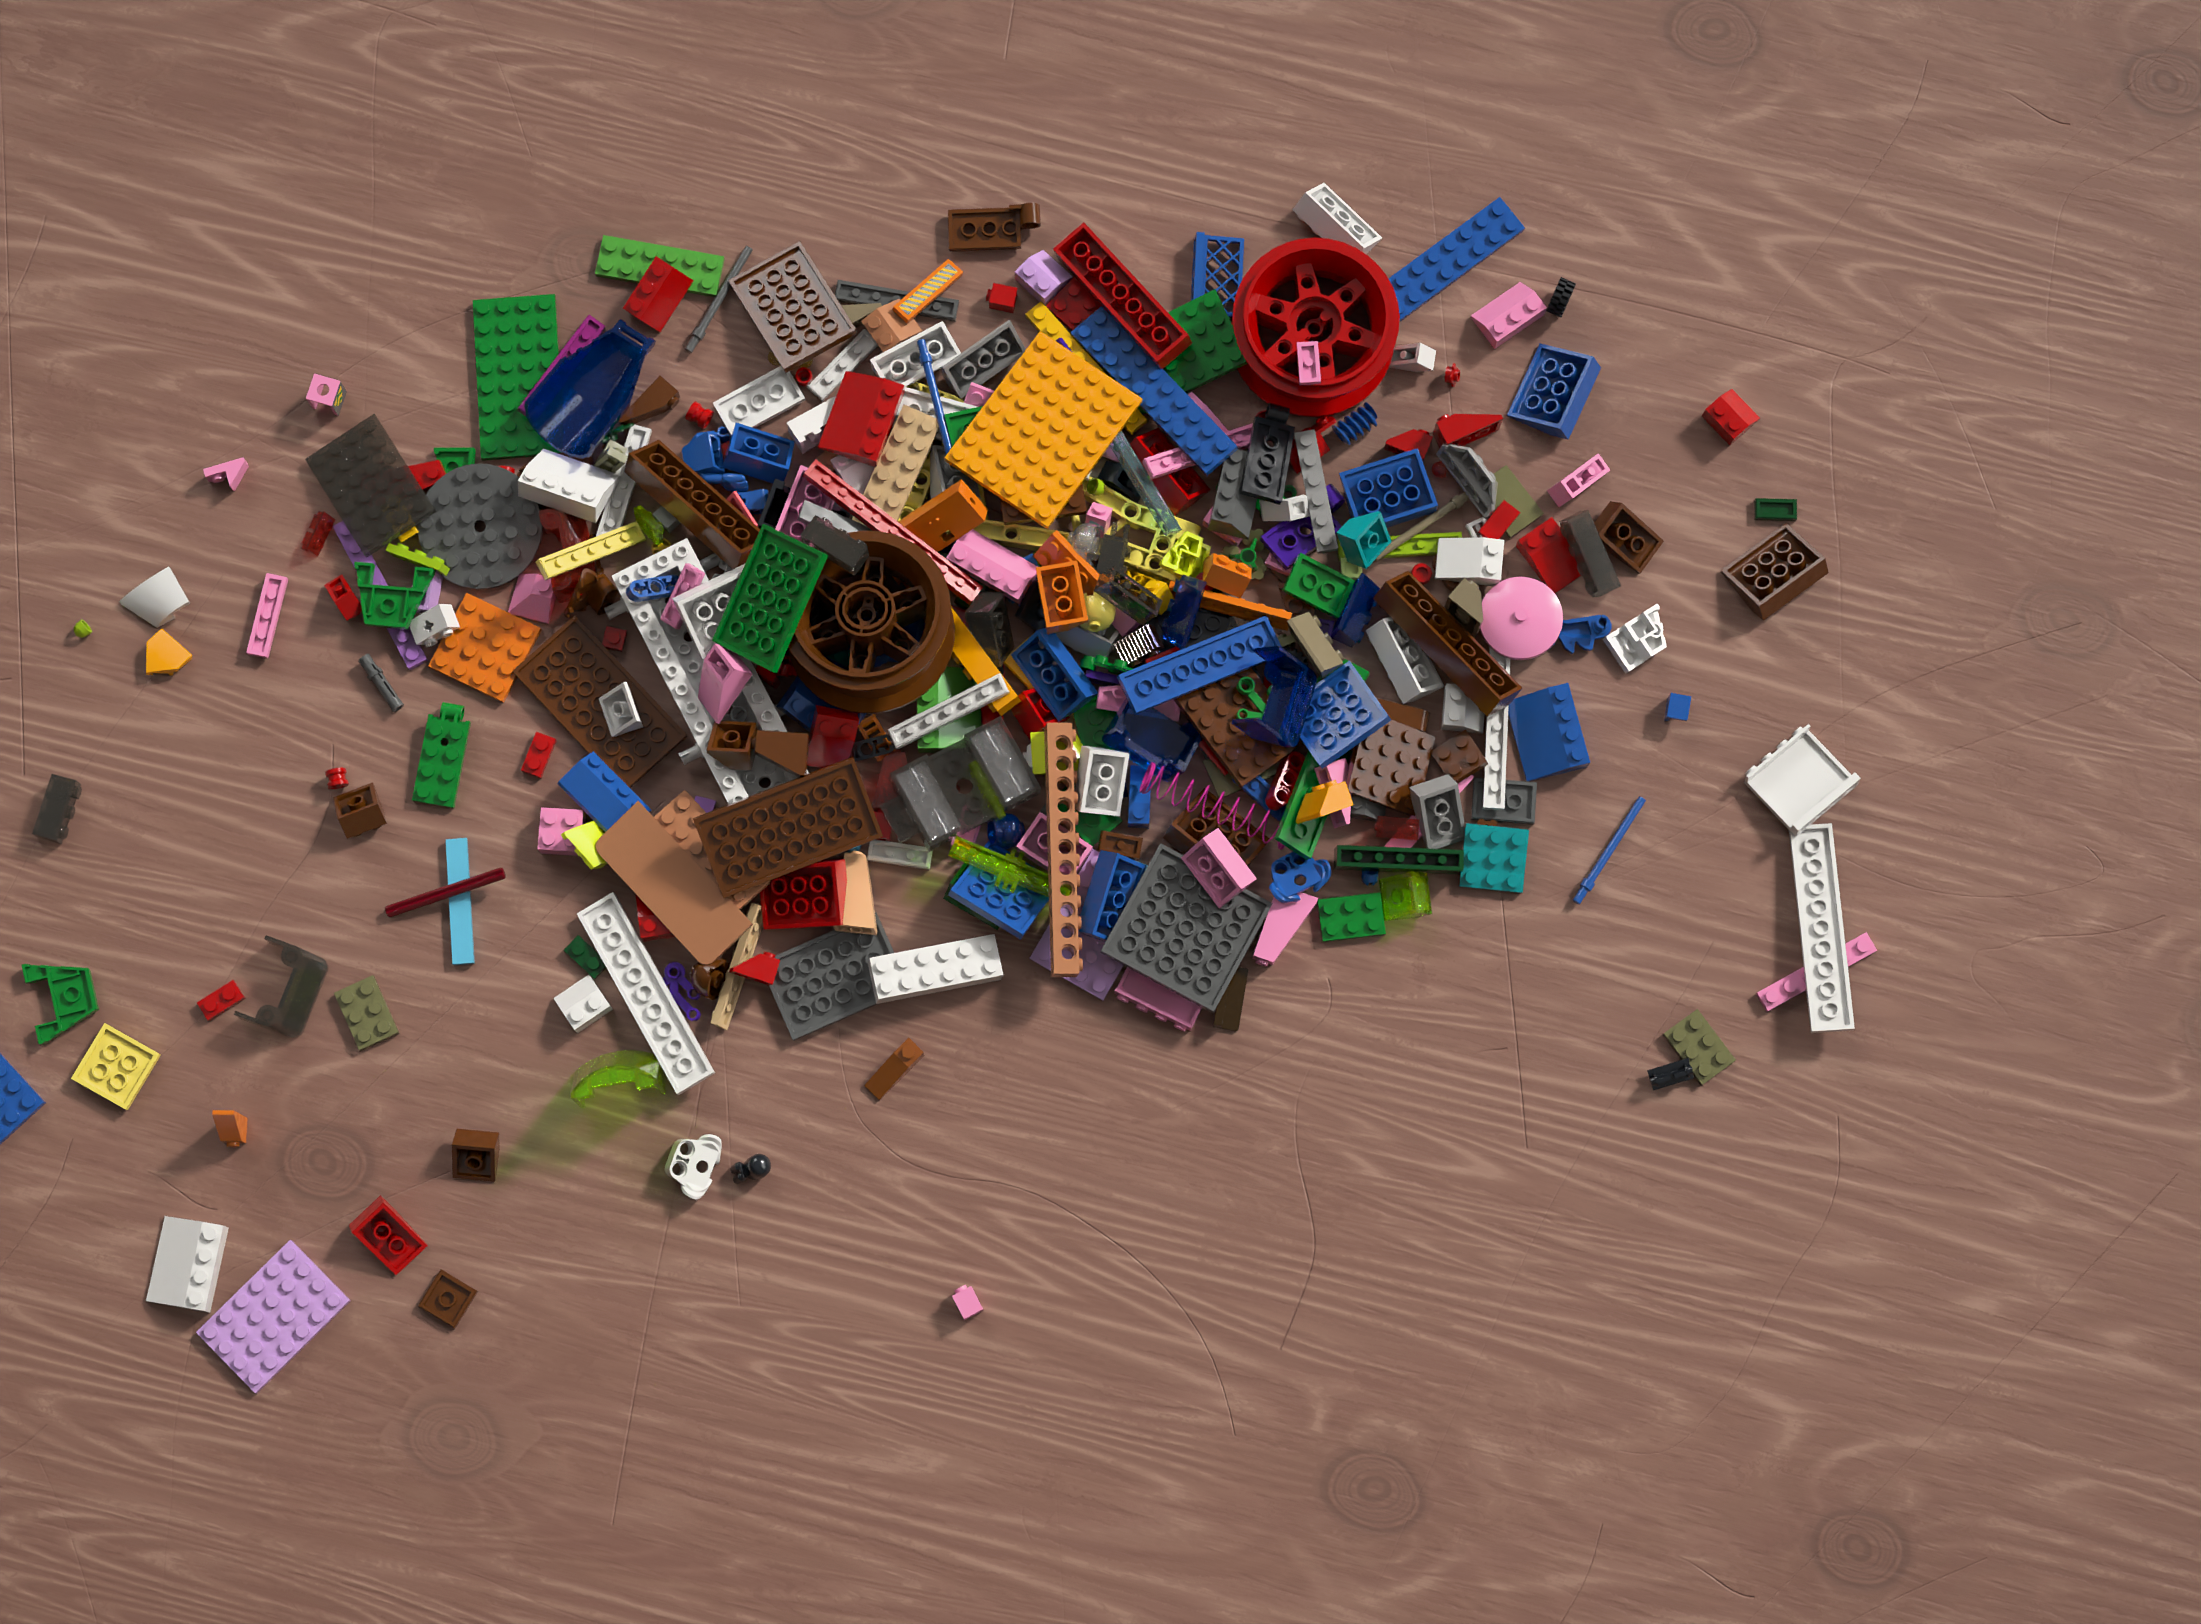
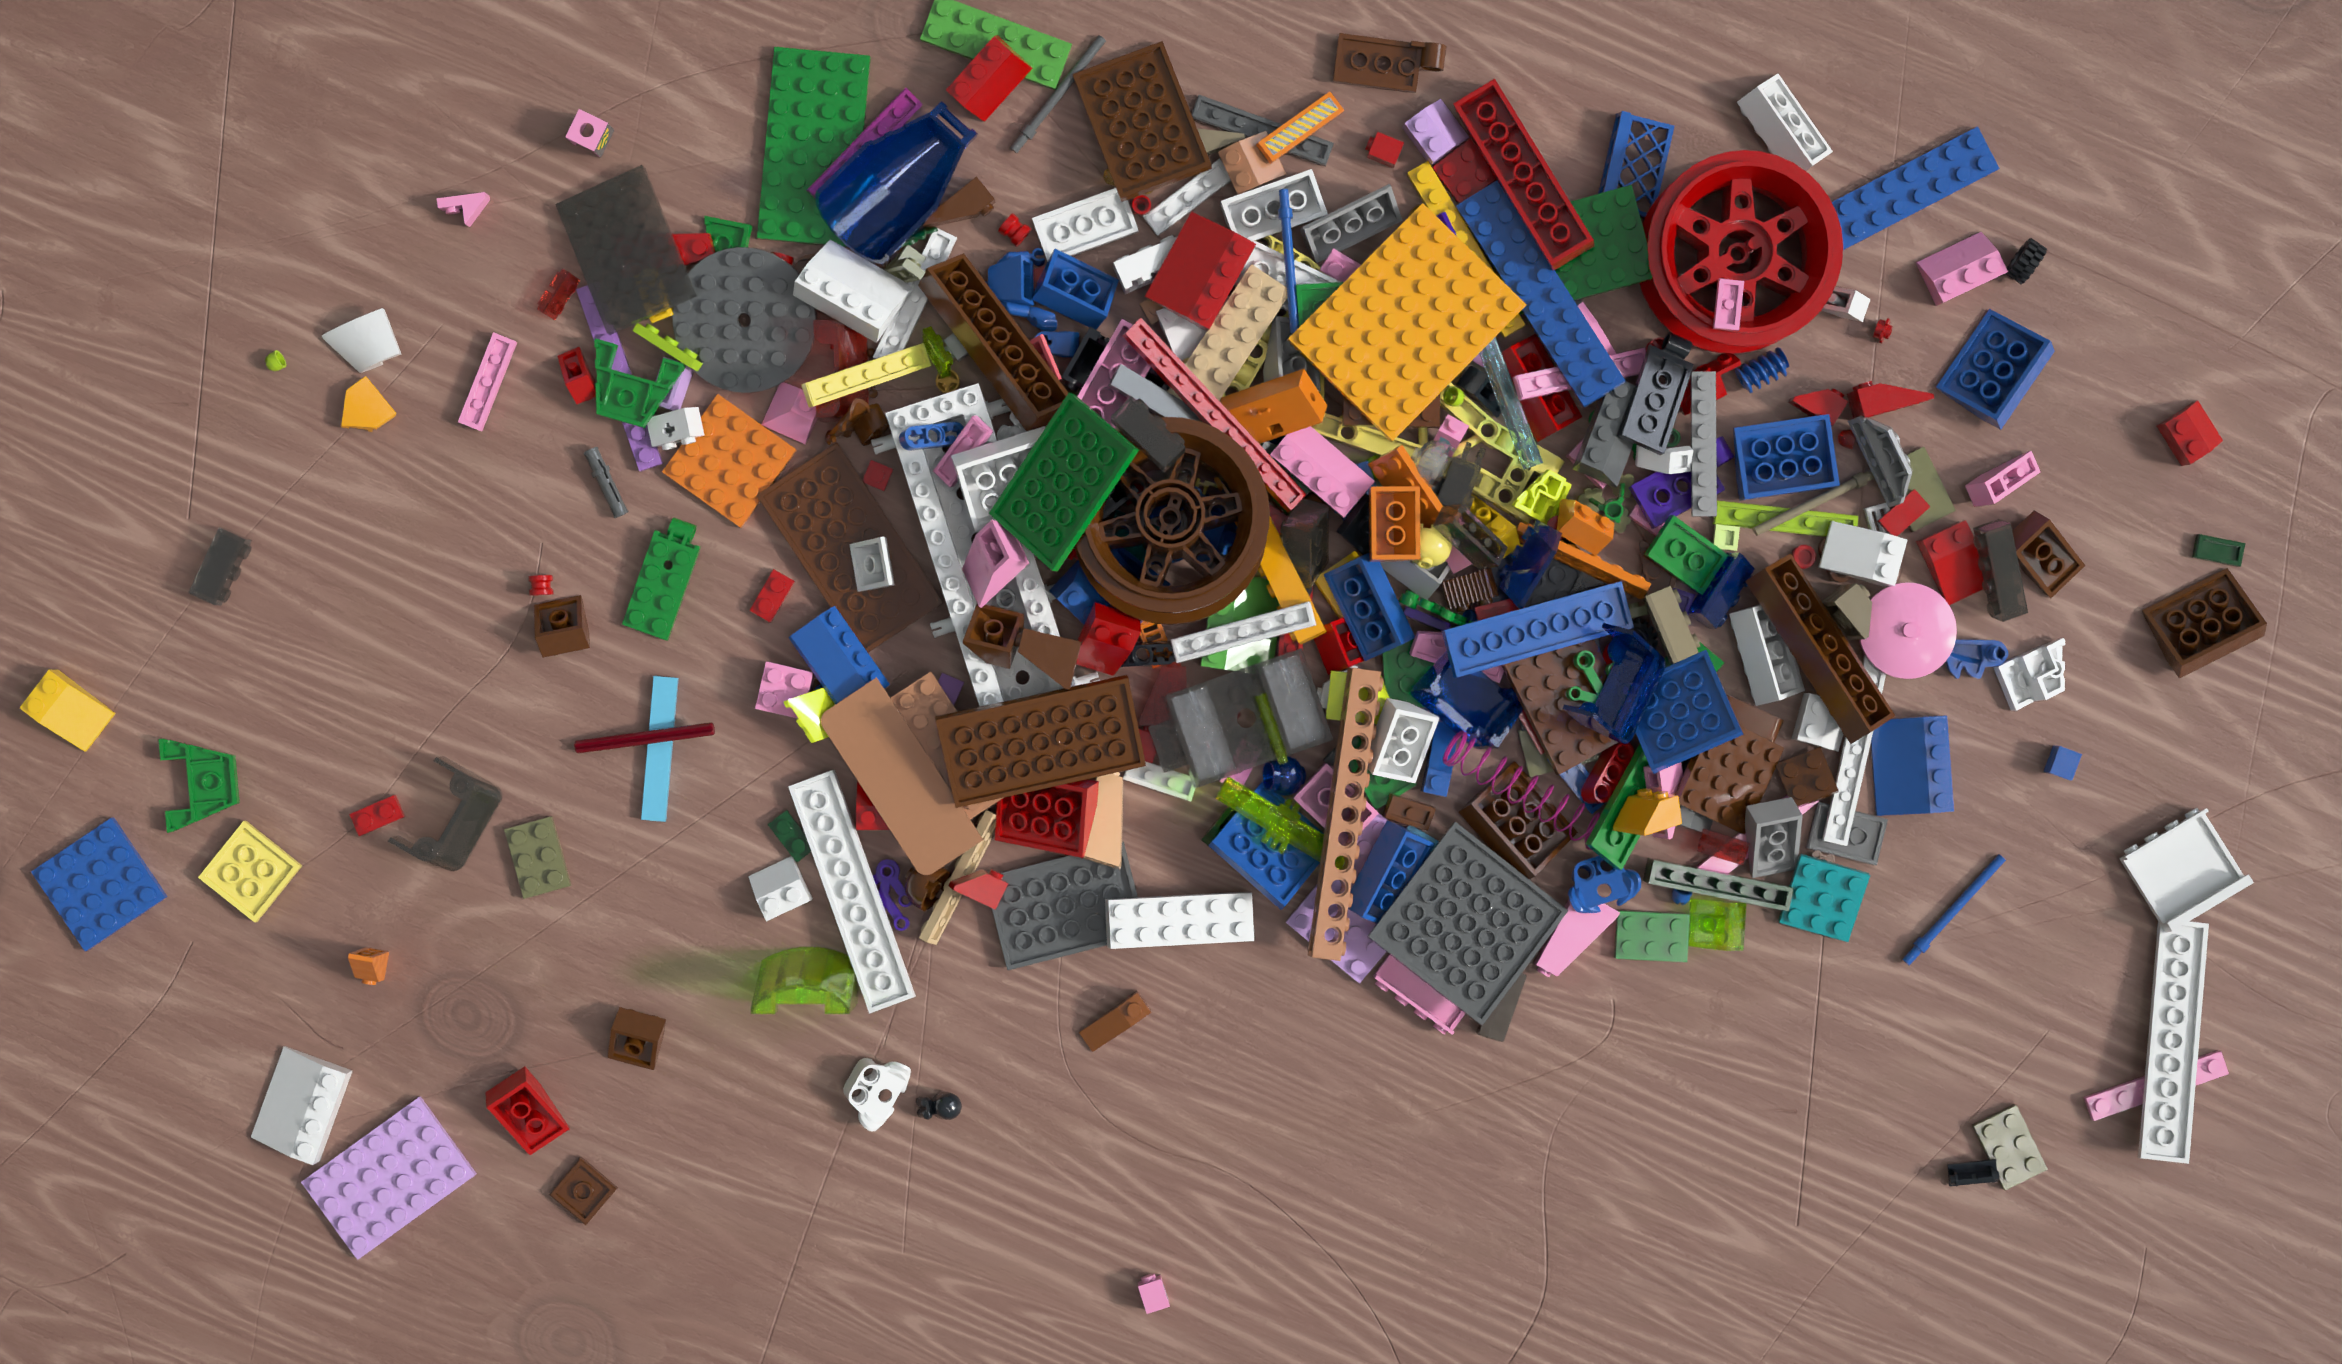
camera: 10 degrees right, 10 degrees up
(1218, 868) = (1516, 865): bright pink slope -> none
(1364, 538) = (1748, 511): teal slope -> none

